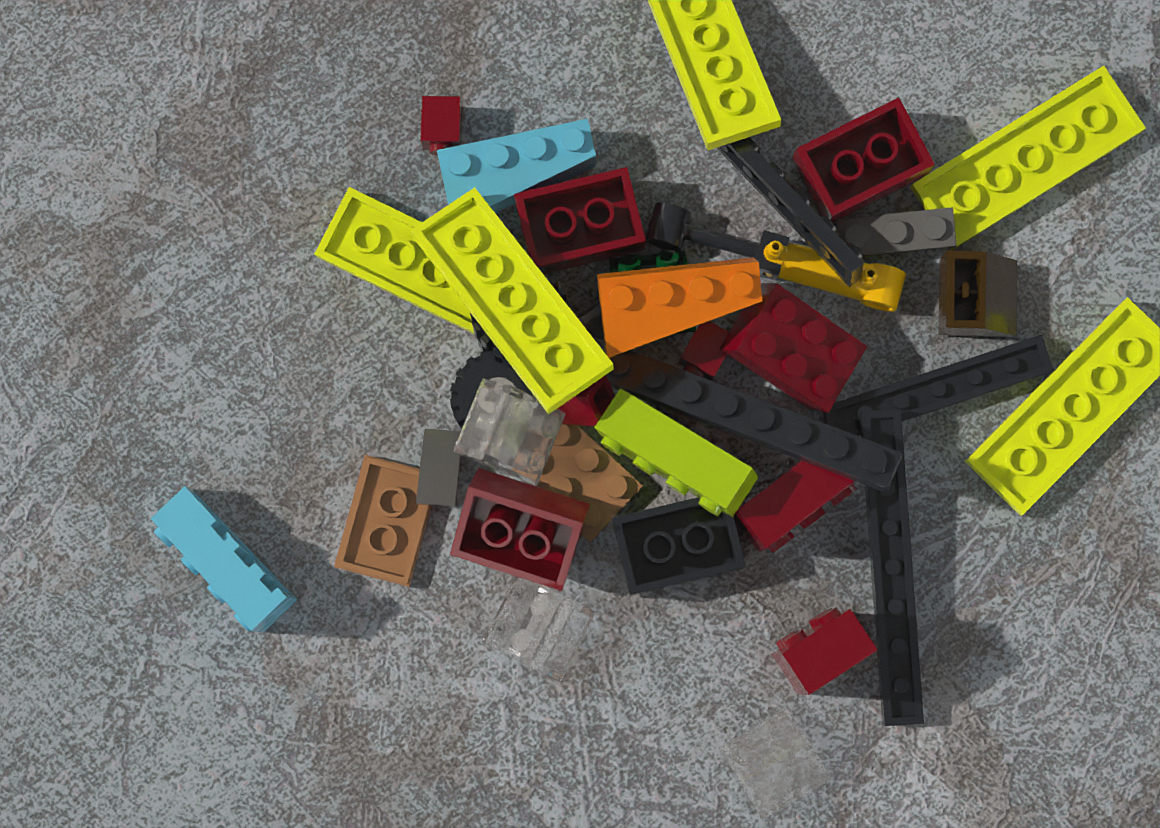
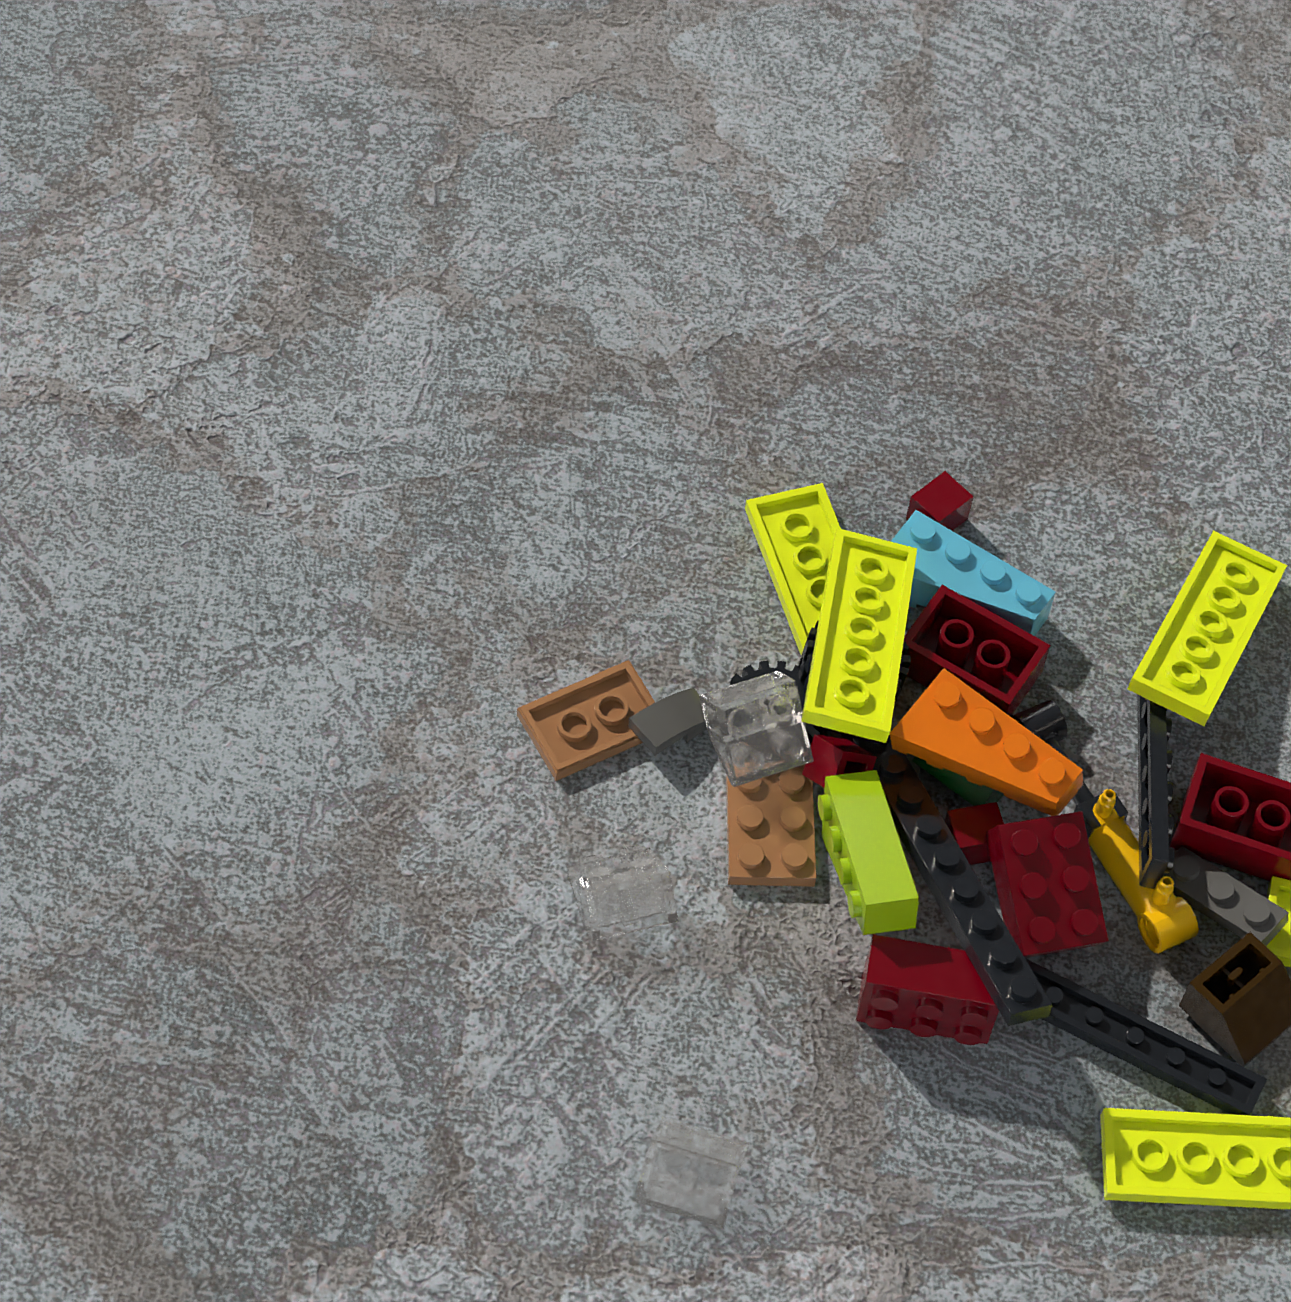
camera: 40 degrees right, 25 degrees down
(222, 561) = (442, 627): medium azure wedge -> none
(519, 529) = (687, 804): dark red brick -> none
(675, 545) = (795, 936): black brick -> none
(823, 651) = (827, 1106): dark red brick -> none
(893, 580) = (946, 1128): black plate -> none

